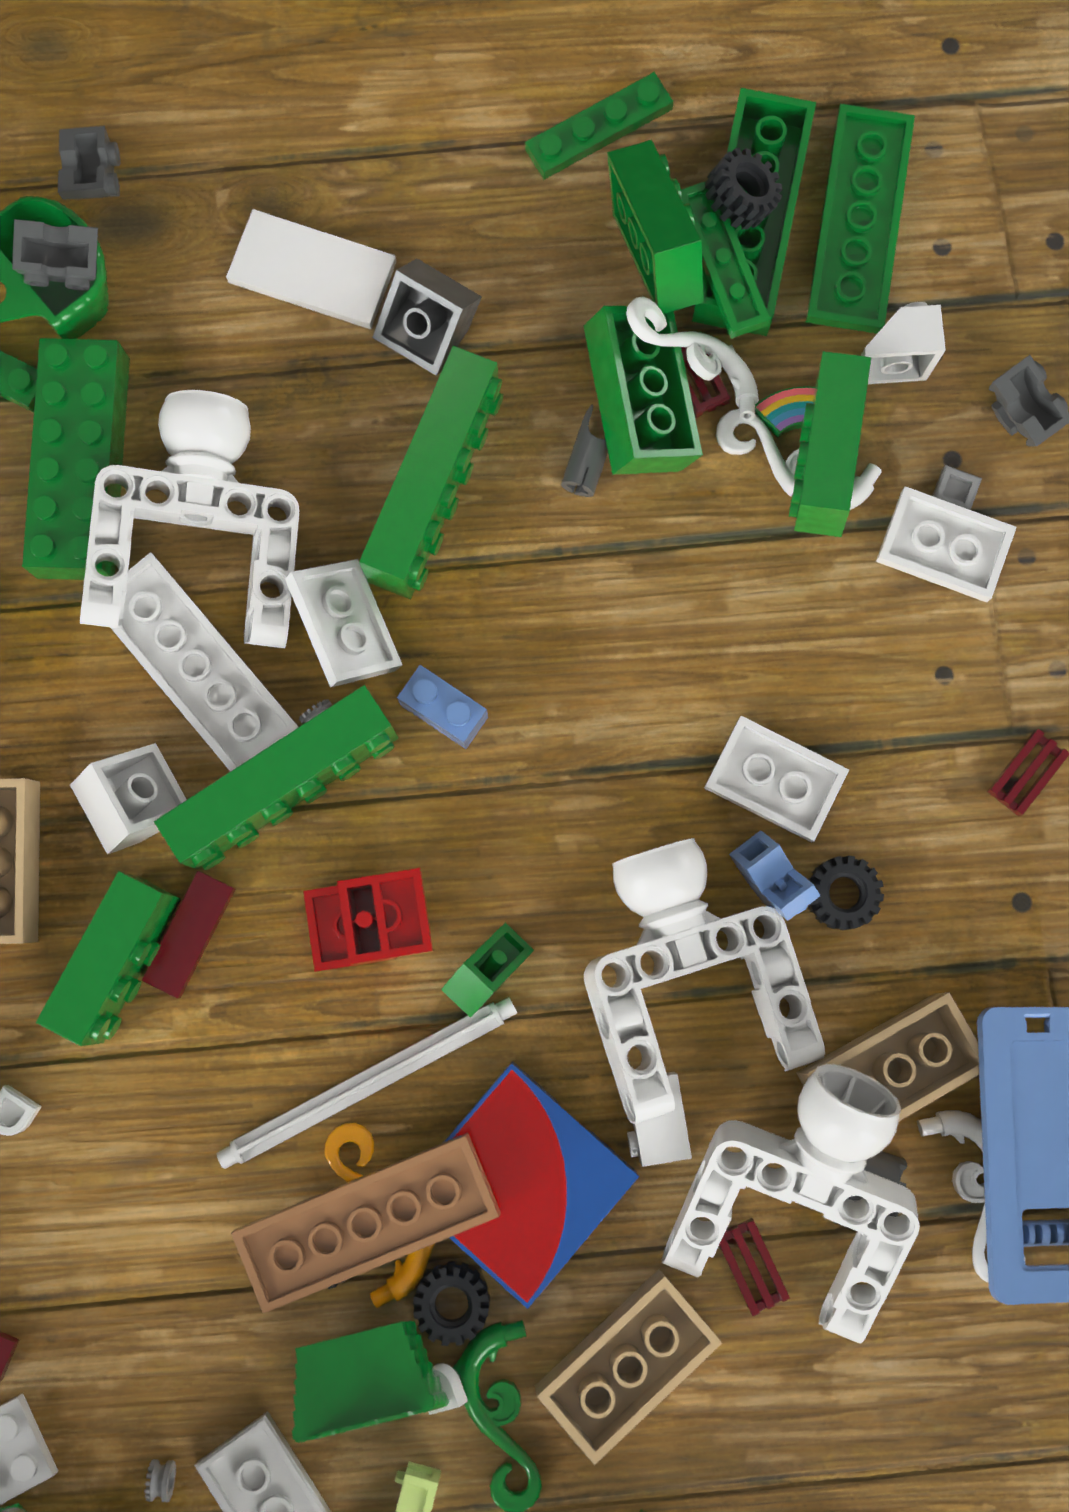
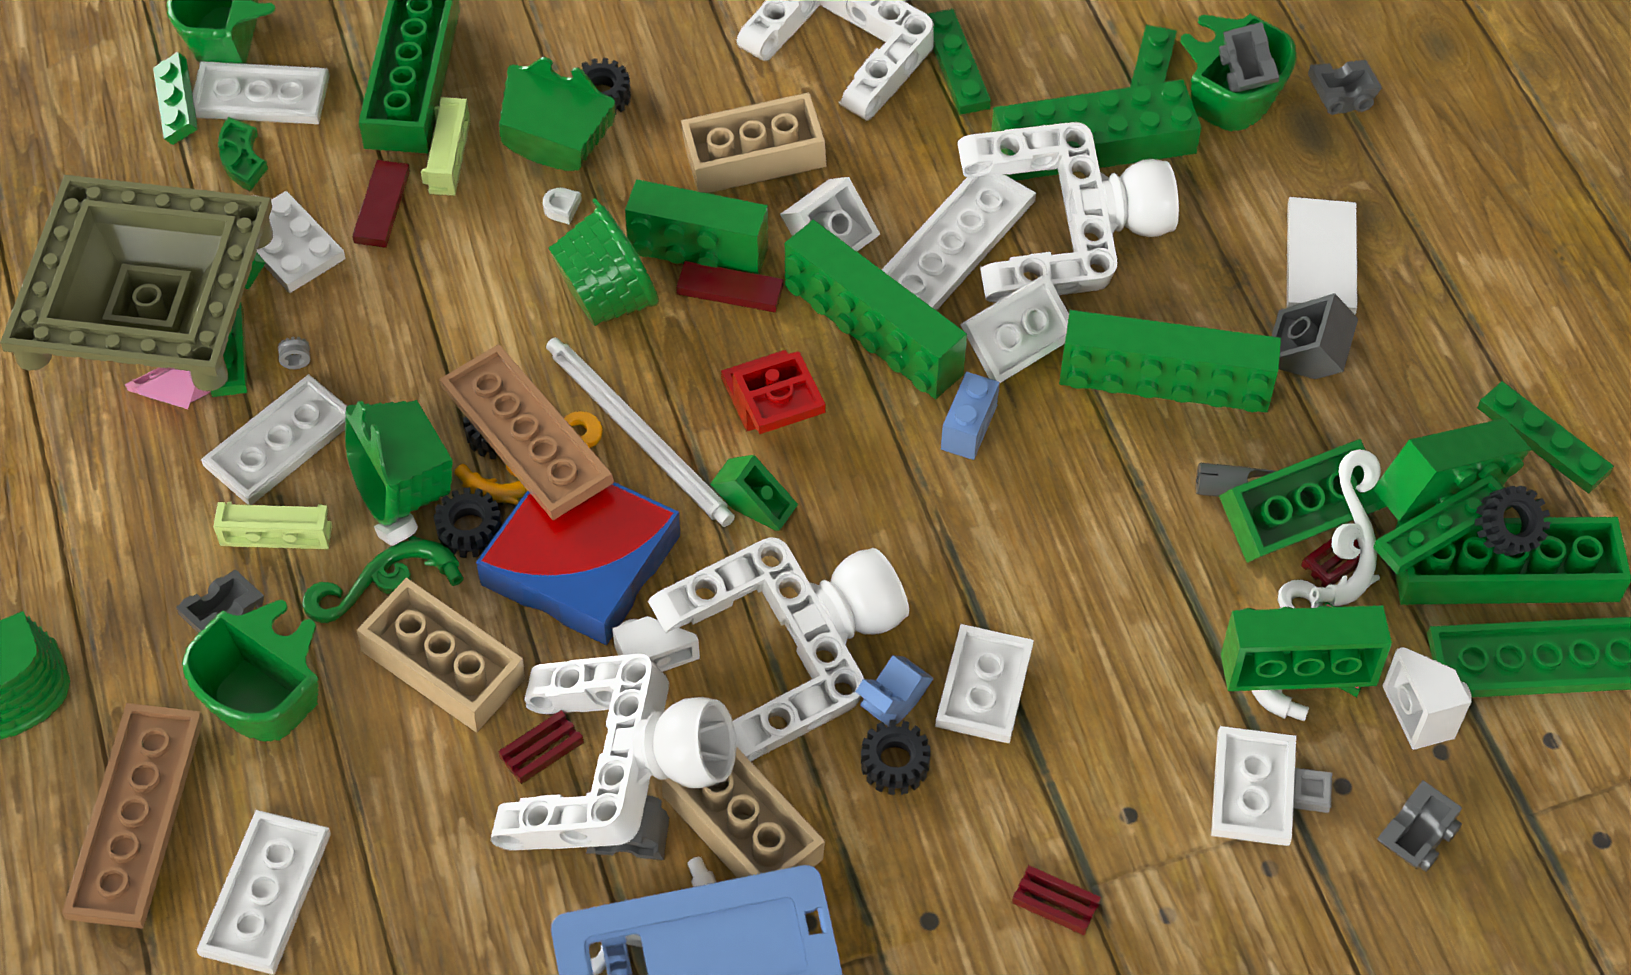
camera: 75 degrees right, 25 degrees down
(154, 1086) = (603, 268): none -> green piece

